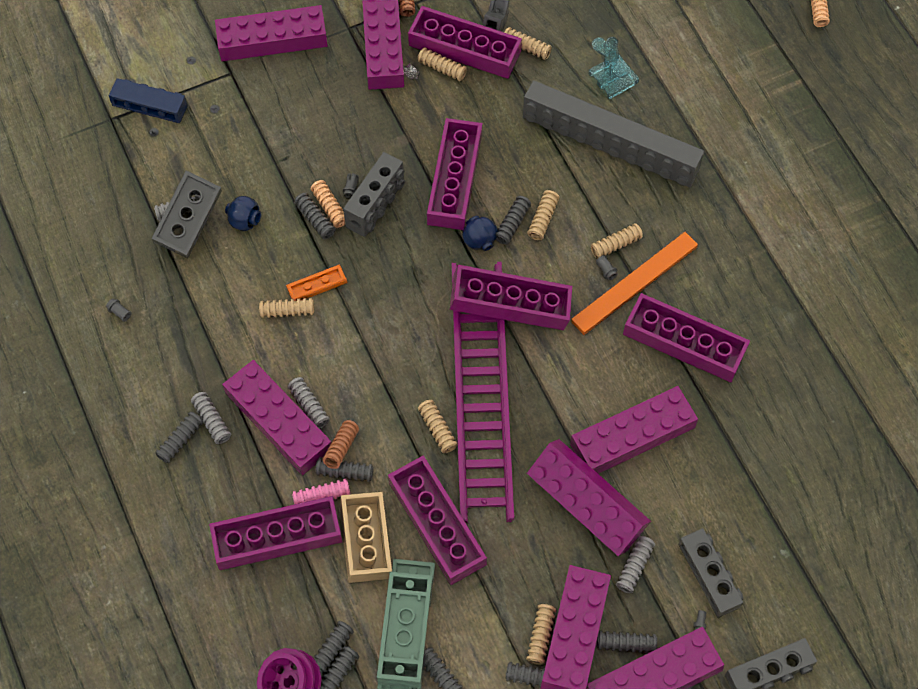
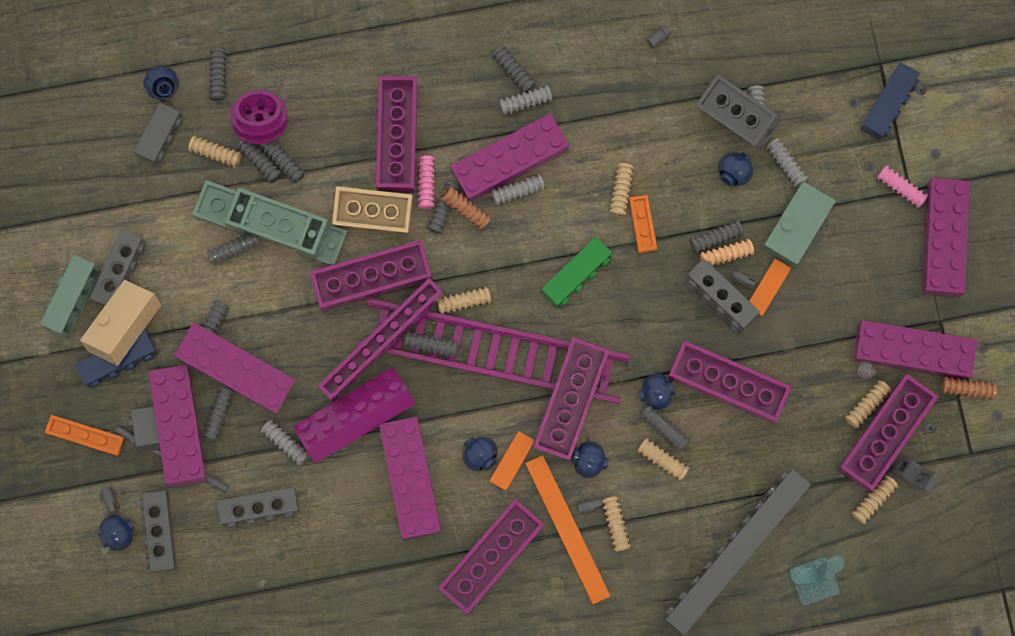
camera: 105 degrees right, 15 degrees up
(229, 76) = (902, 186): none -> bright pink piece
(230, 169) = (786, 162): none -> light grey piece
(287, 149) = (798, 225): none -> sand green brick
(348, 163) = (769, 286): none -> orange tile
(382, 328) = (576, 272): none -> green brick
(492, 444) = (431, 344): none -> dark grey piece
(505, 487) = (381, 340): none -> magenta brick
(541, 634) = (245, 341): tan piece -> none
(564, 273) = (589, 459): none -> dark blue plant
(585, 346) = (512, 461): none -> orange tile
(588, 374) = (480, 453): none -> dark blue plant

